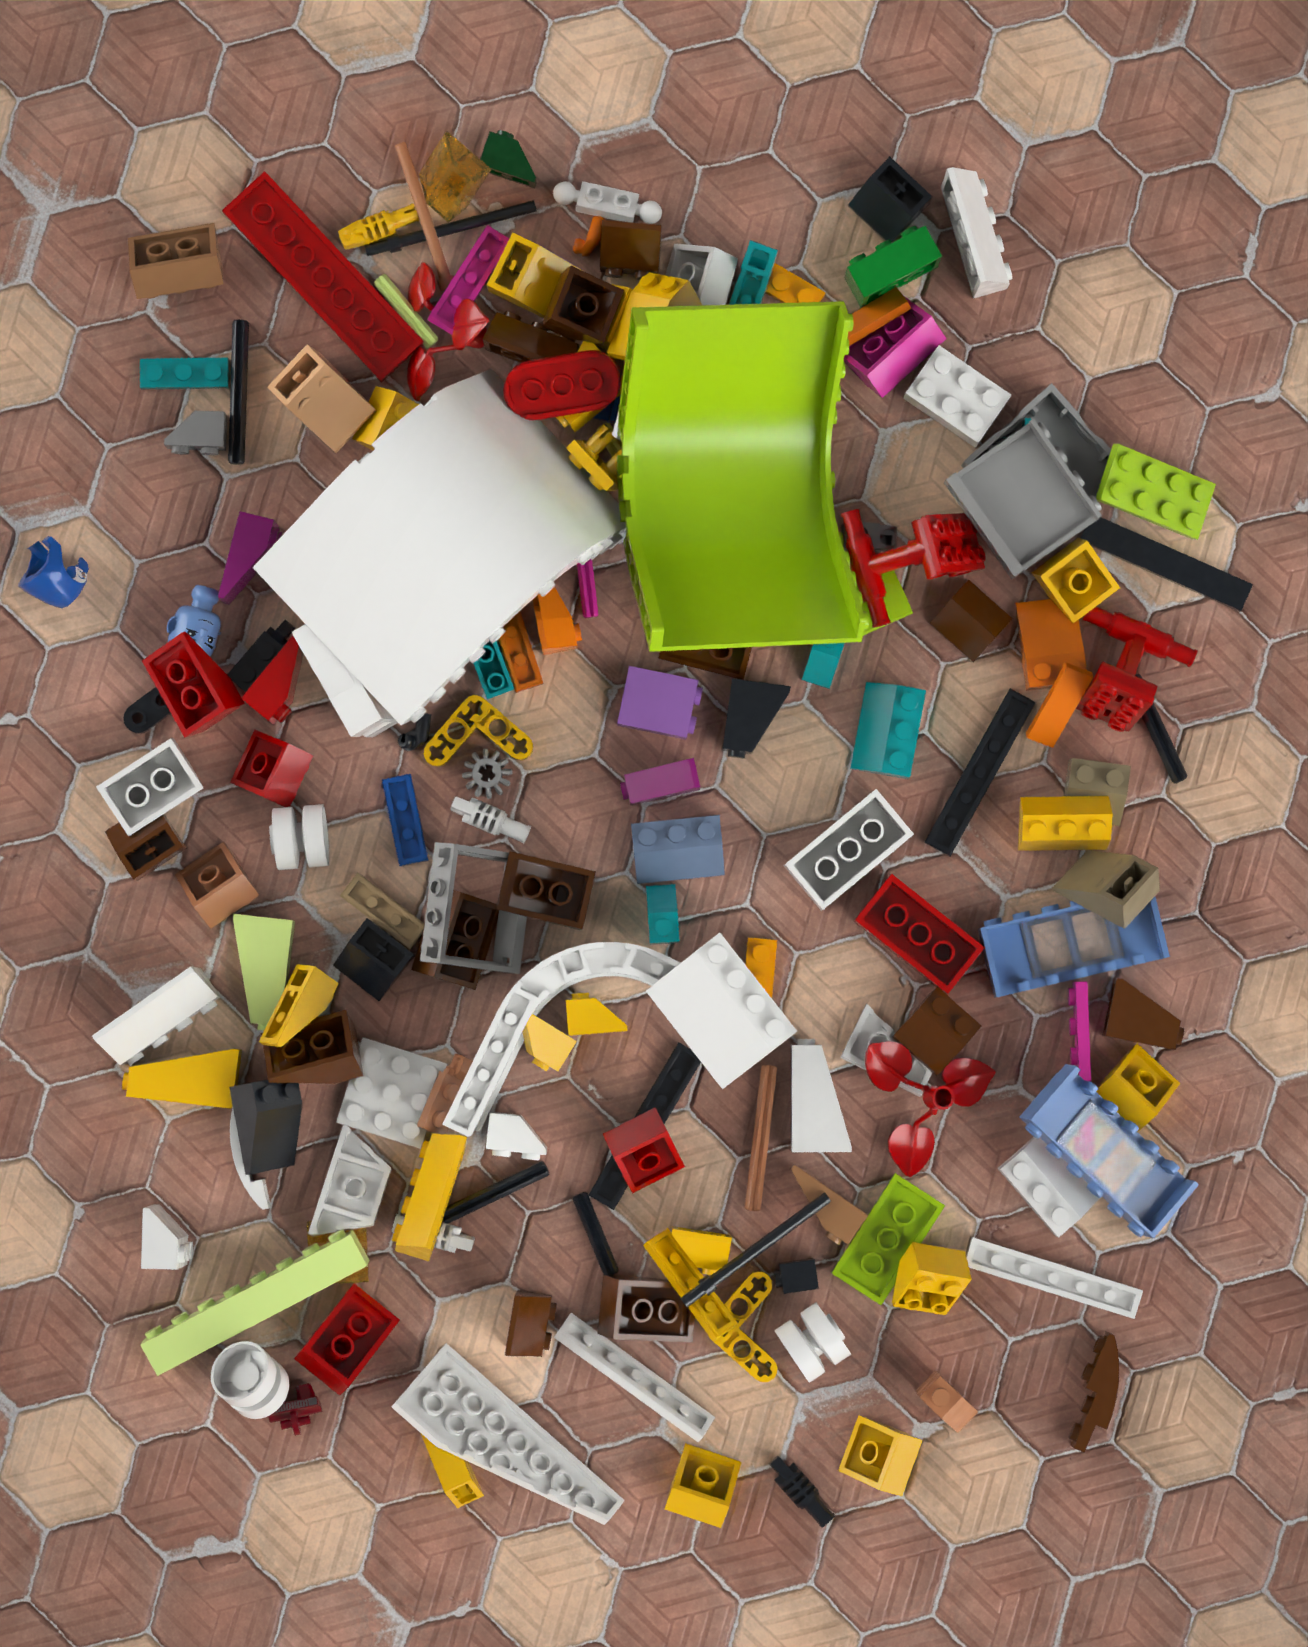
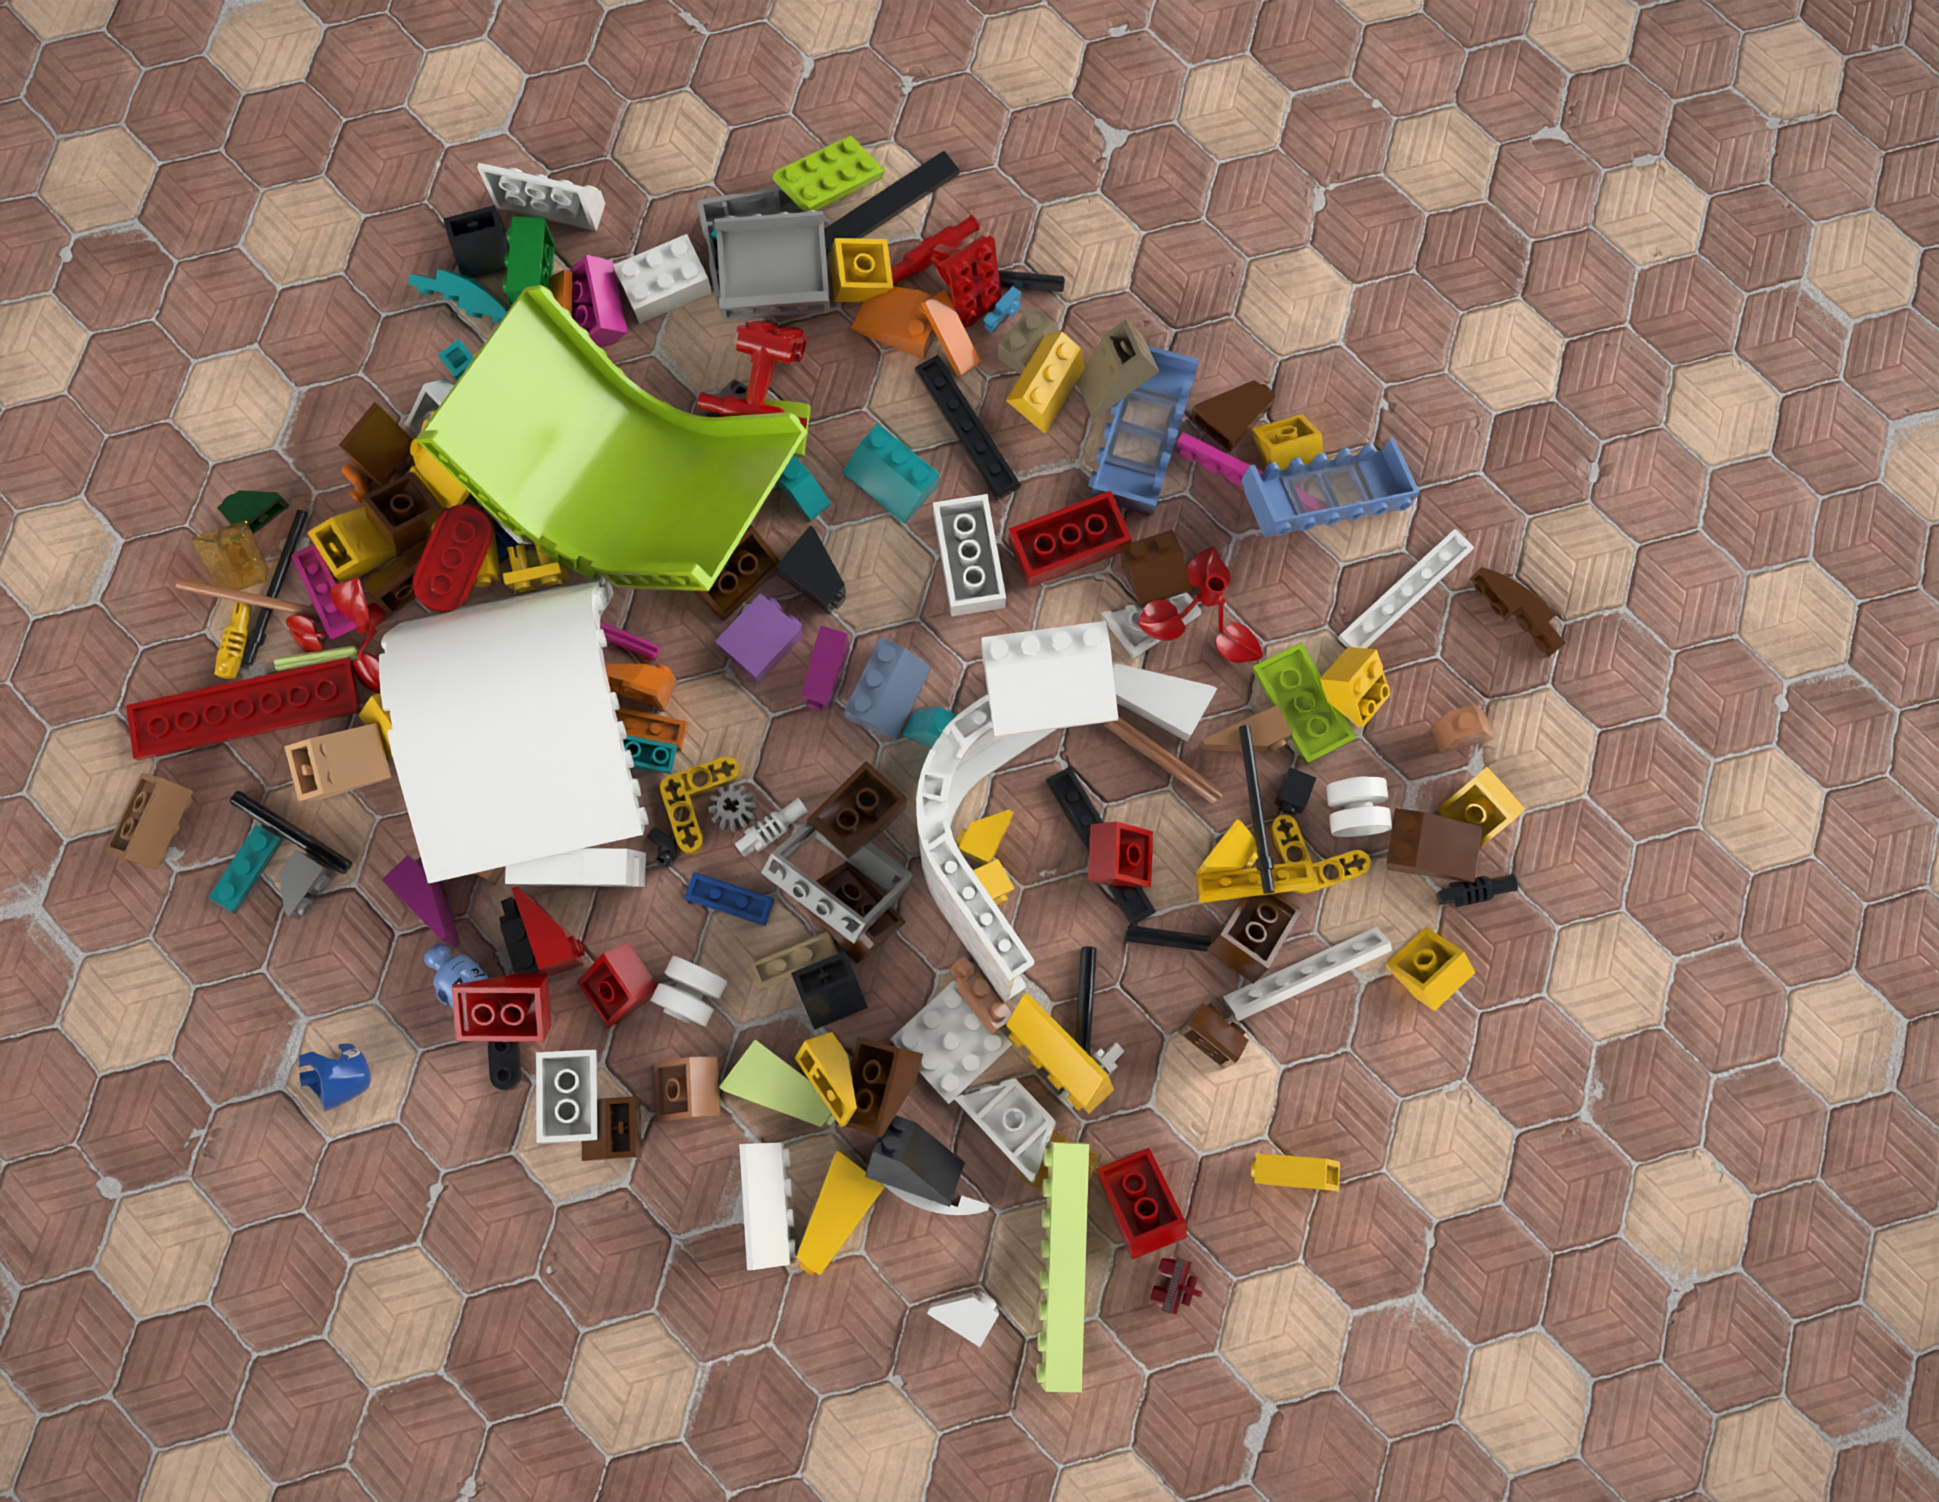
camera: 60 degrees left, 10 degrees down
(249, 1380) = (1131, 1308): white wheel -> none
(481, 1425) = (1285, 1124): white wing -> none
(513, 1134) = (1049, 953): white slope -> none
(607, 202) = (325, 464): white plate -> none
(817, 1430) = (1433, 846): none -> reddish brown slope
(834, 231) = (469, 293): none -> teal slope
(970, 620) = (844, 368): reddish brown slope -> none
(1048, 1186) = (1329, 555): white slope -> none
(1123, 741) = (1006, 307): none -> dark azure plate

